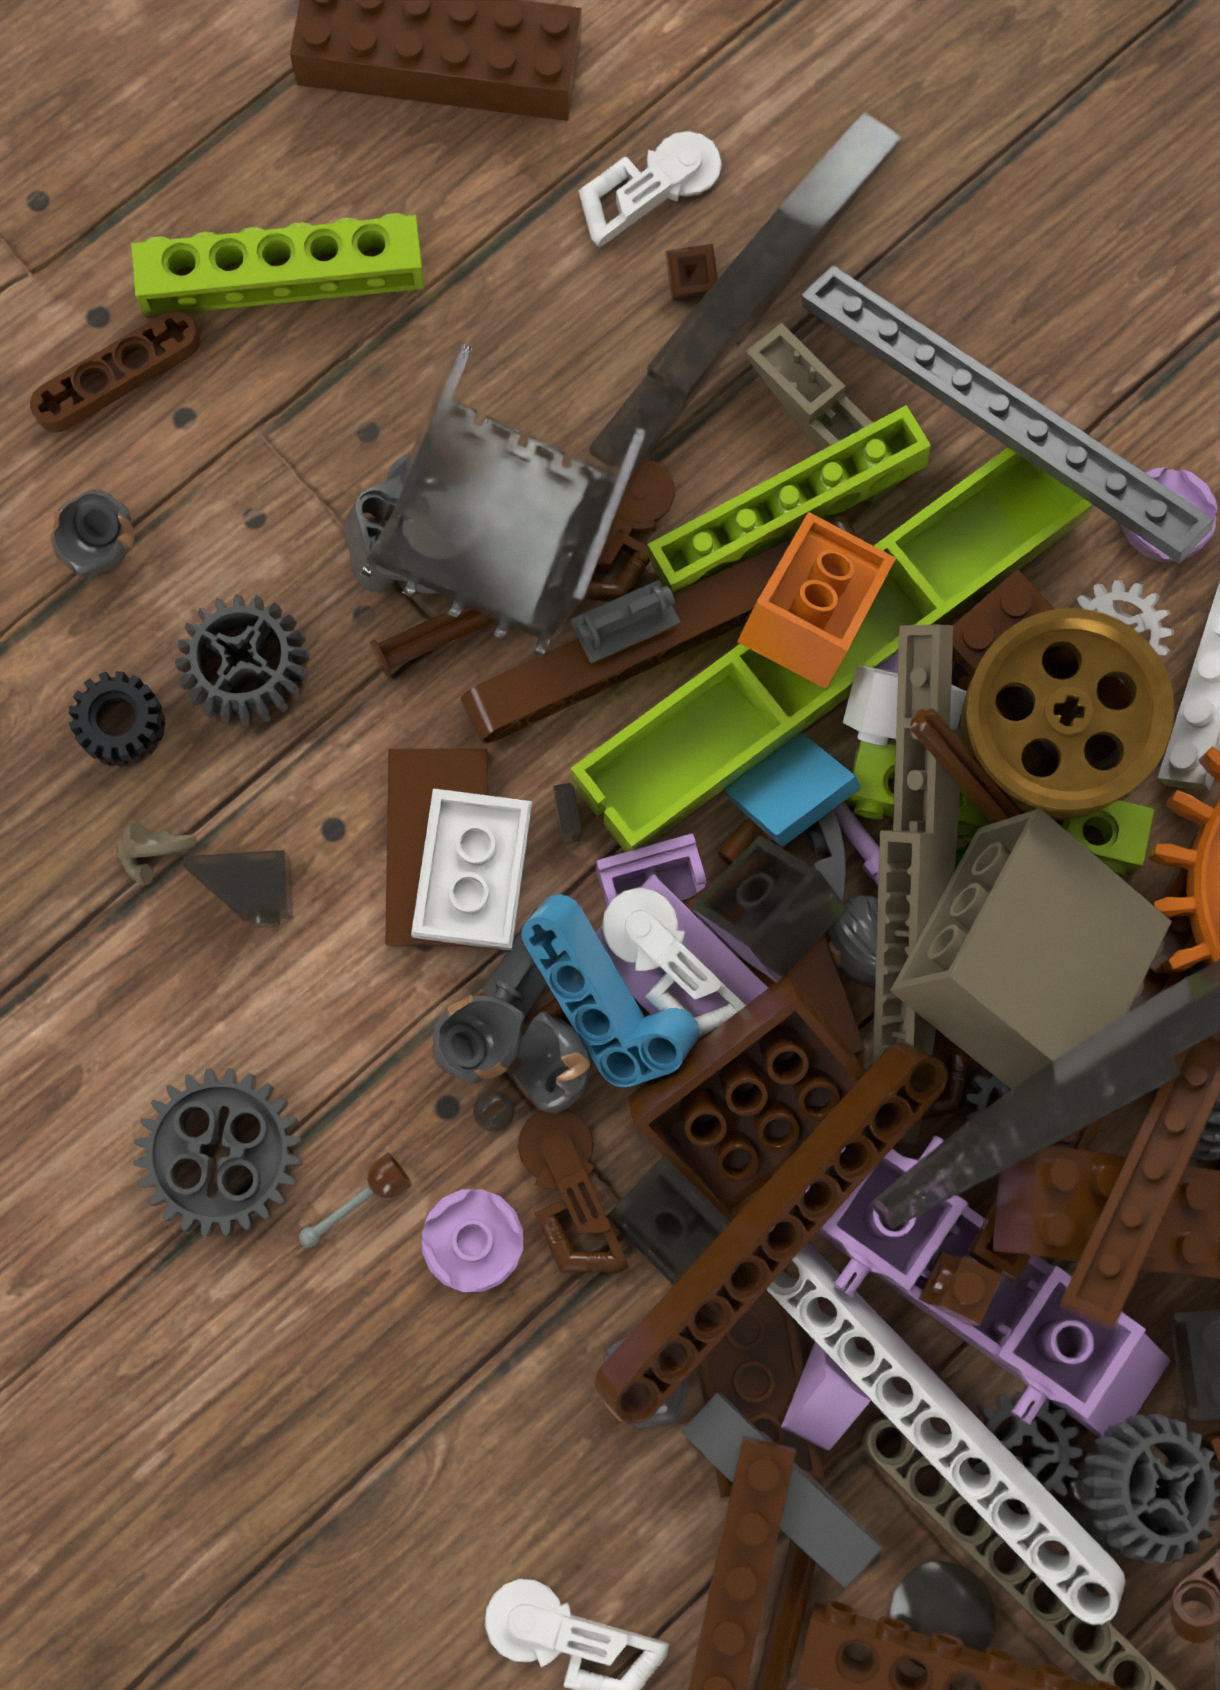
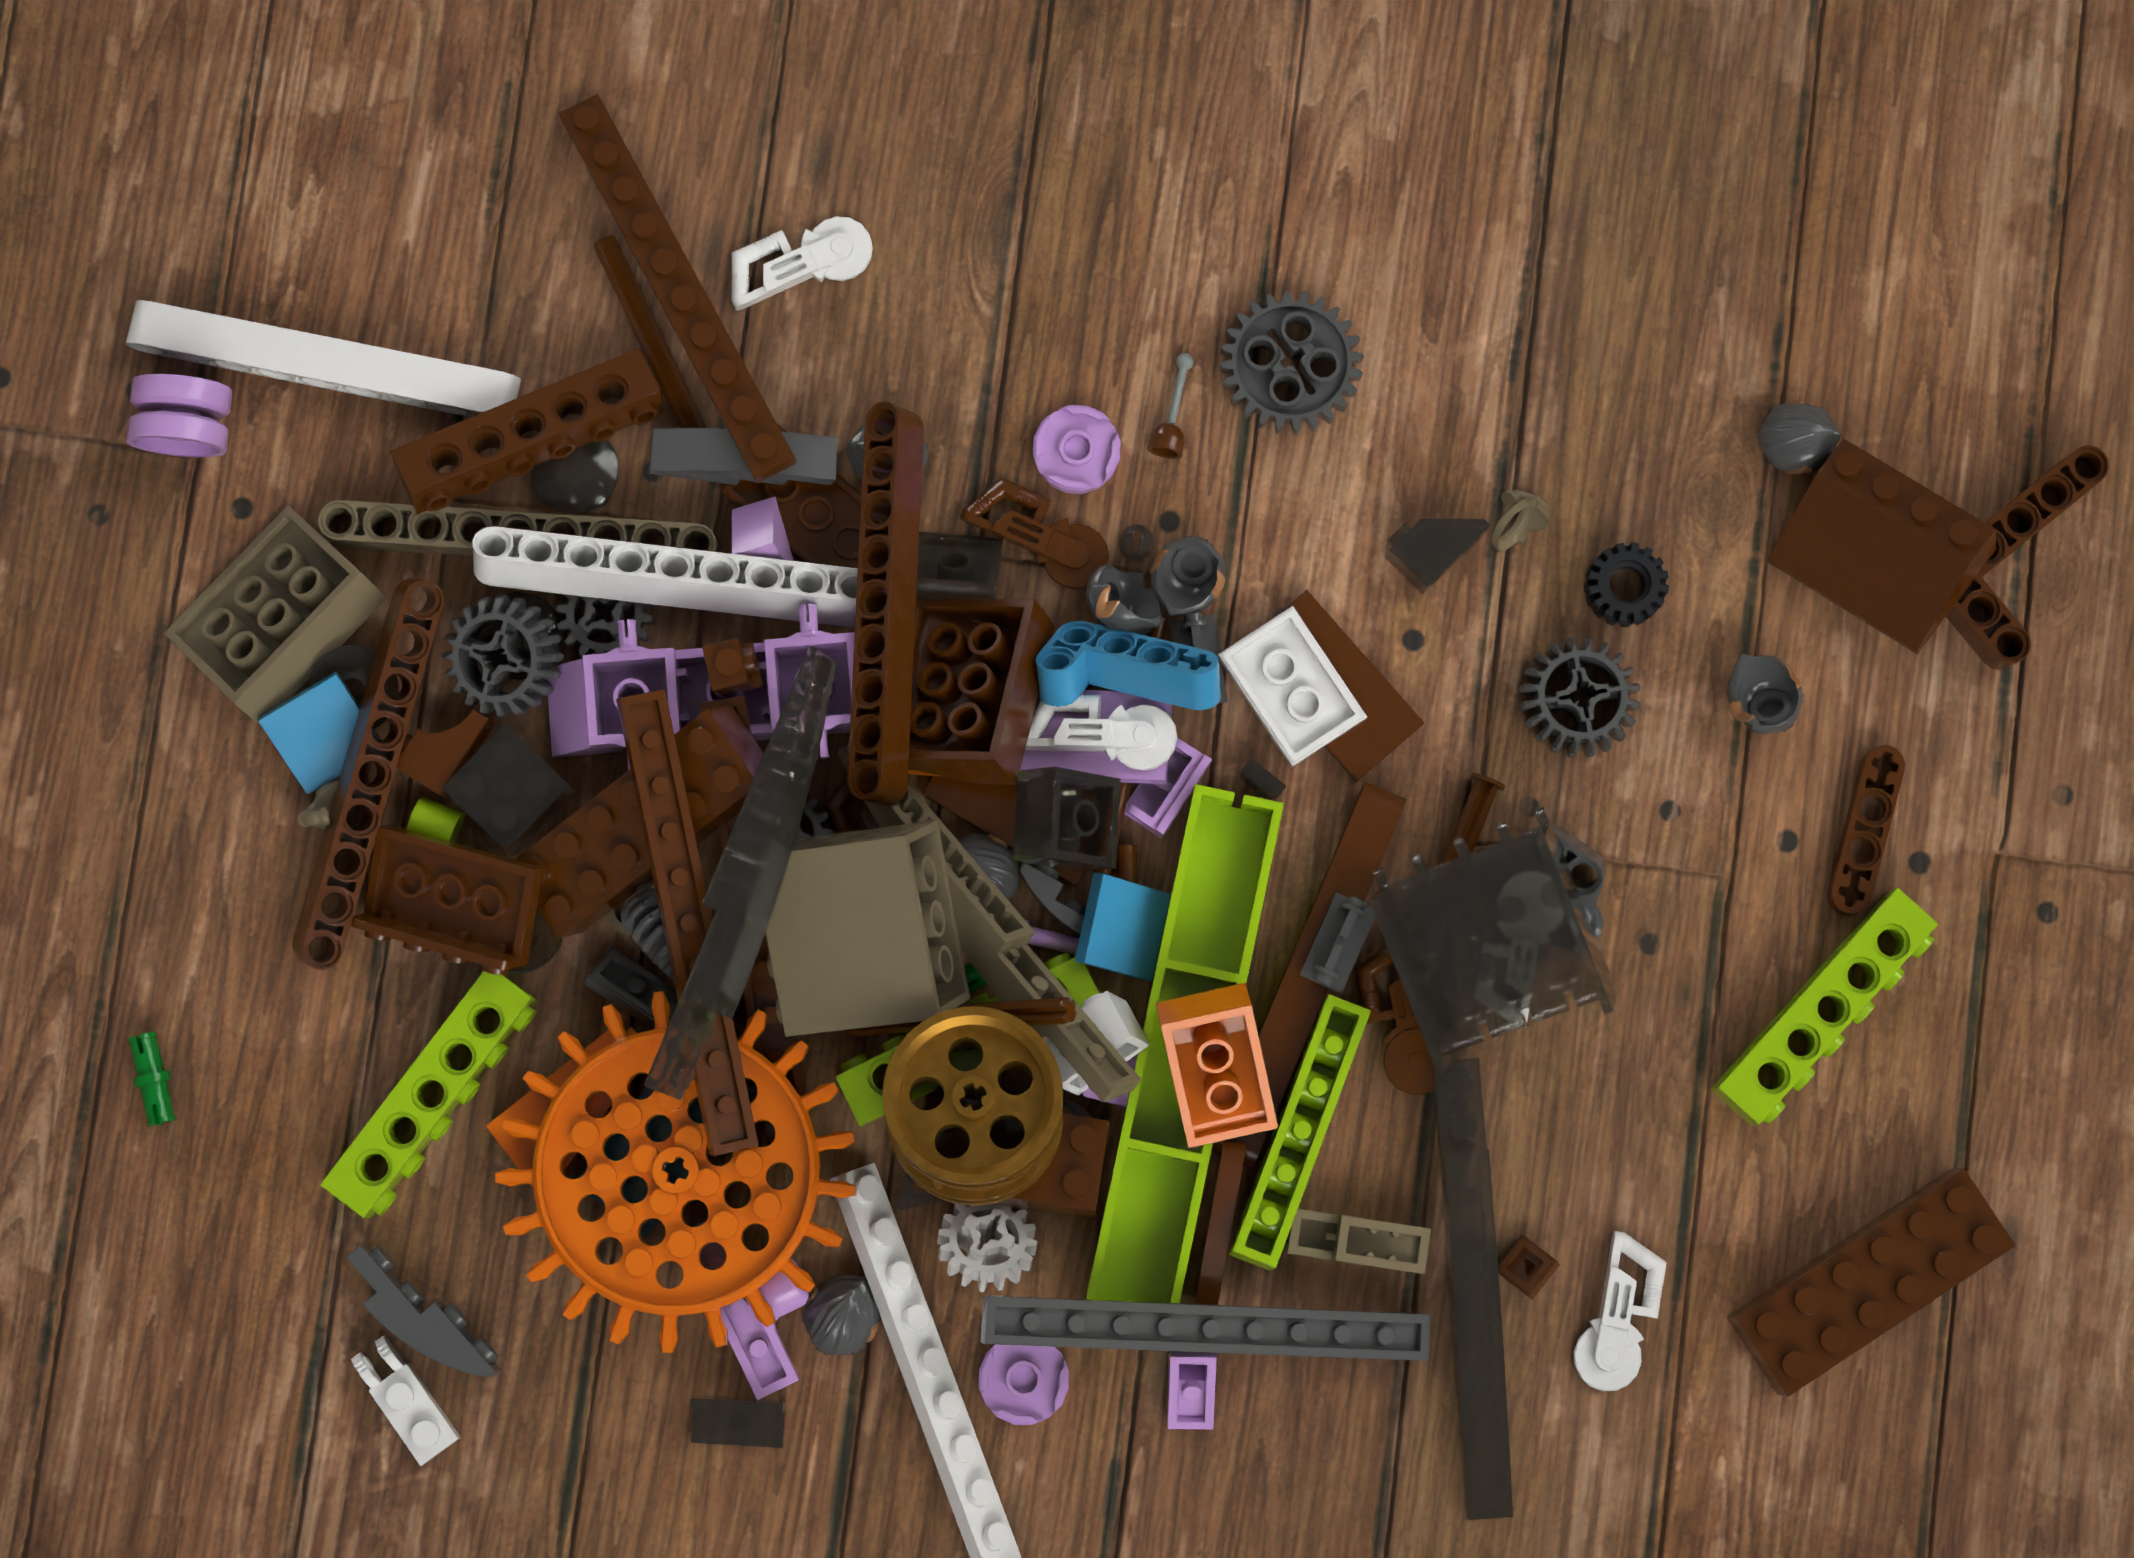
camera: 140 degrees right, 5 degrees up
(916, 488) = (1220, 1222): none -> reddish brown beam
(1049, 383) = (1191, 1390): none -> lavender slope

